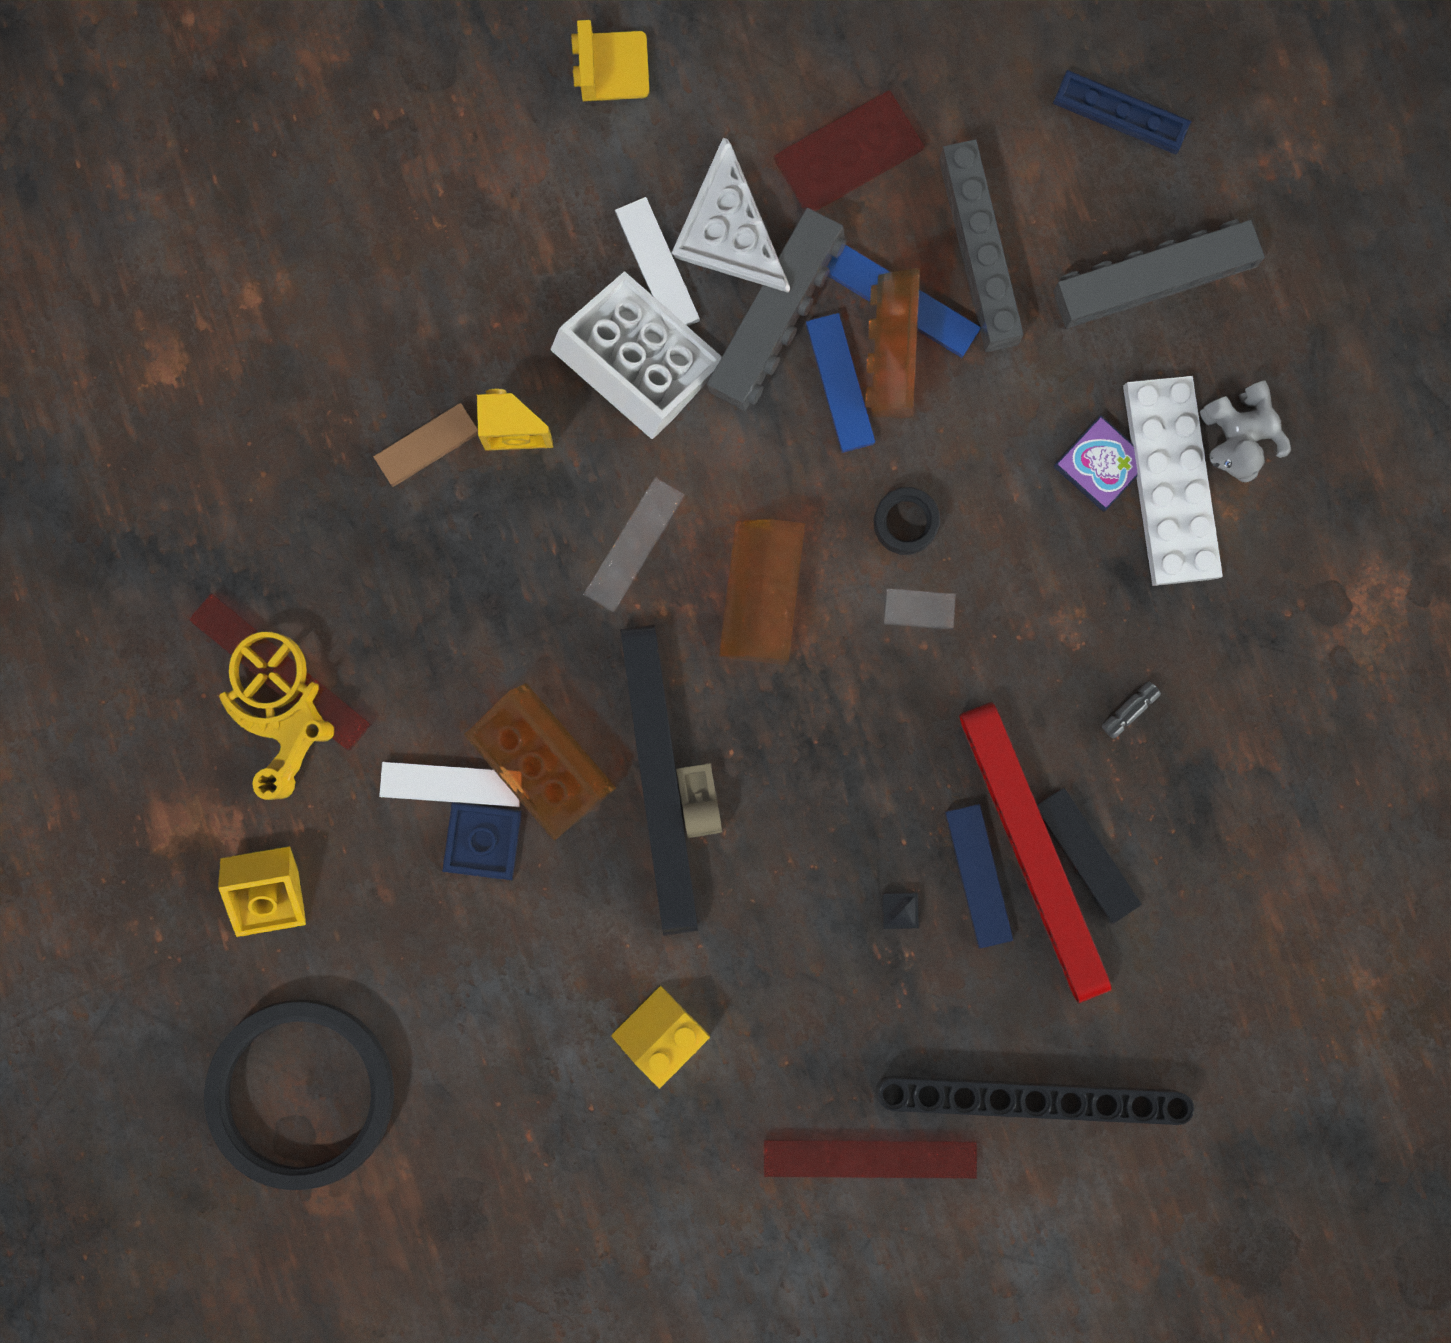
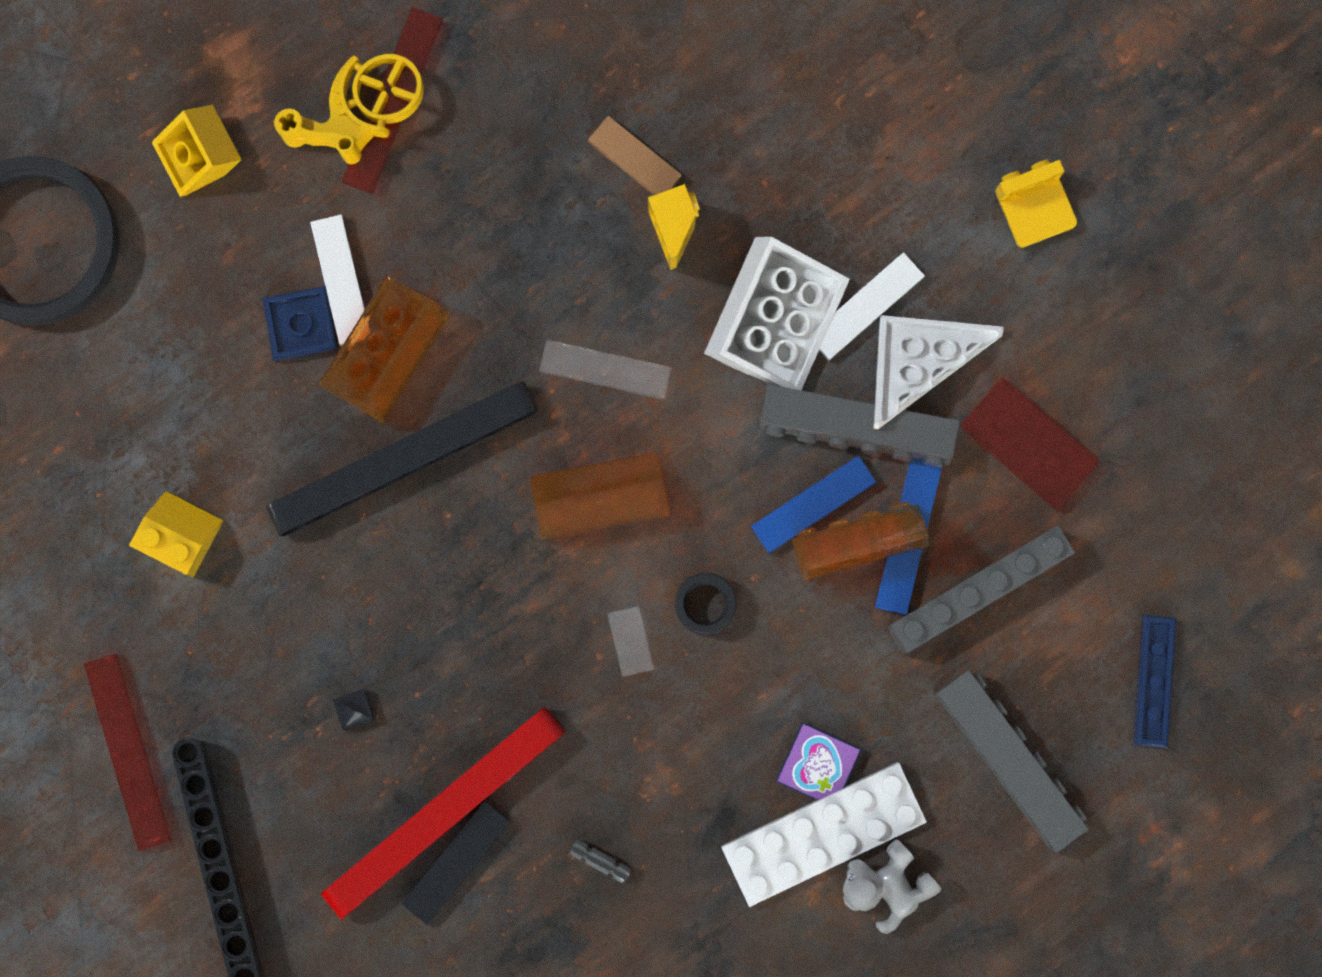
camera: 75 degrees right, 0 degrees up
(699, 800) = (393, 500): dark tan plate -> none
(979, 876) = (406, 770): dark blue tile -> none

